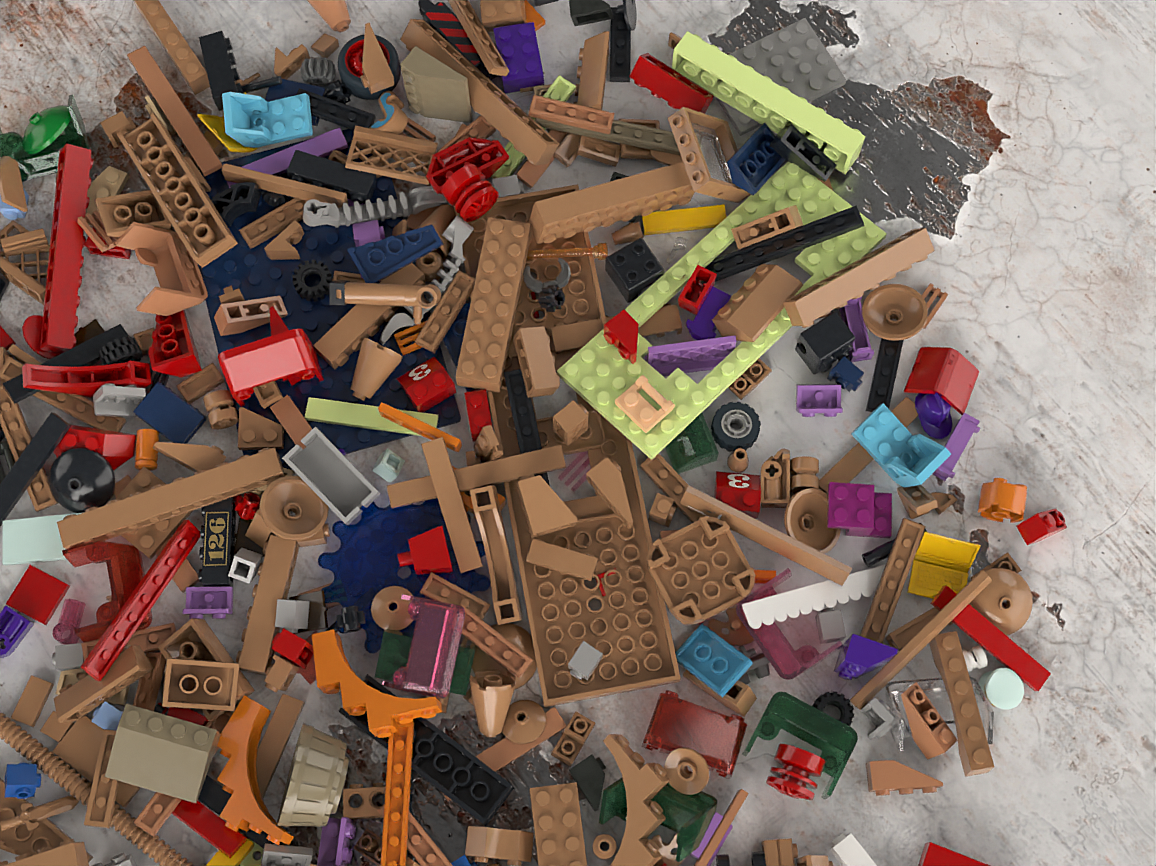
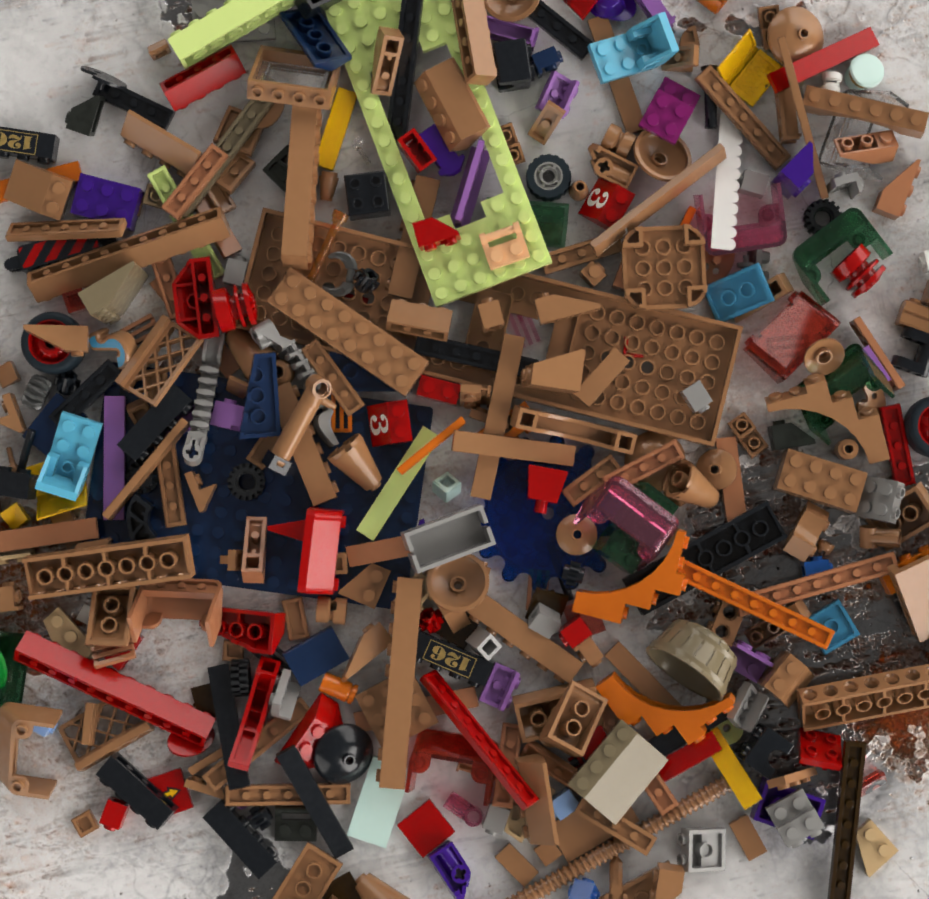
camera: 70 degrees left, 15 degrees up
(197, 103) = (15, 516): none -> yellow slope
(787, 399) = (546, 122): none -> medium nougat plate

